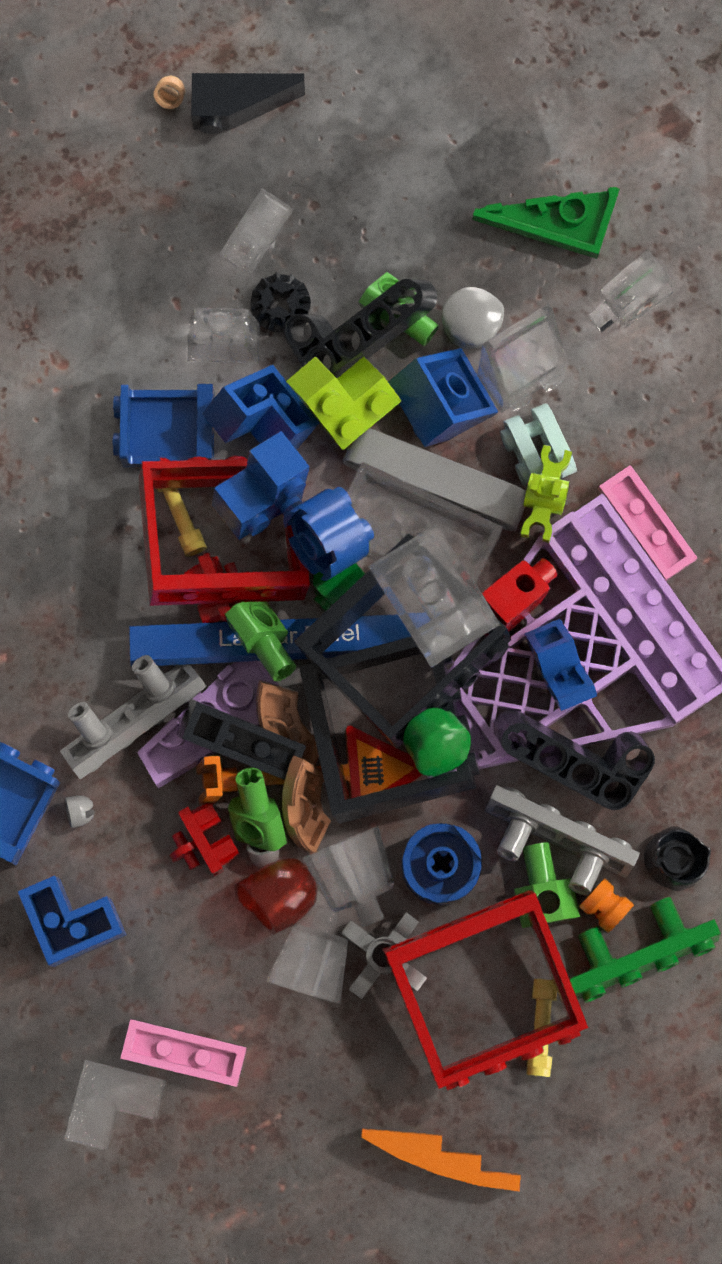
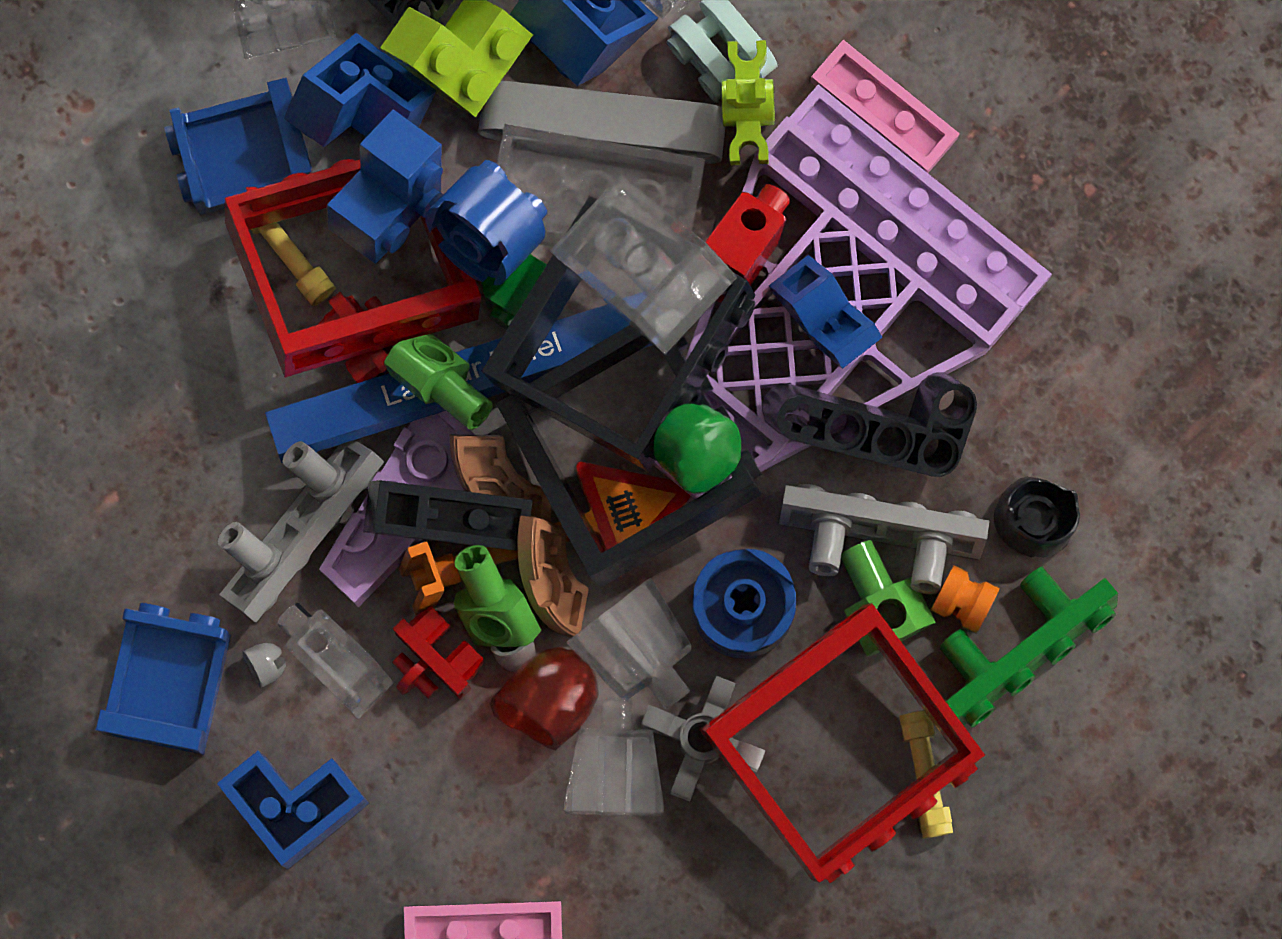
camera: 15 degrees left, 0 degrees up
(129, 822) = (334, 658): none -> clear torso

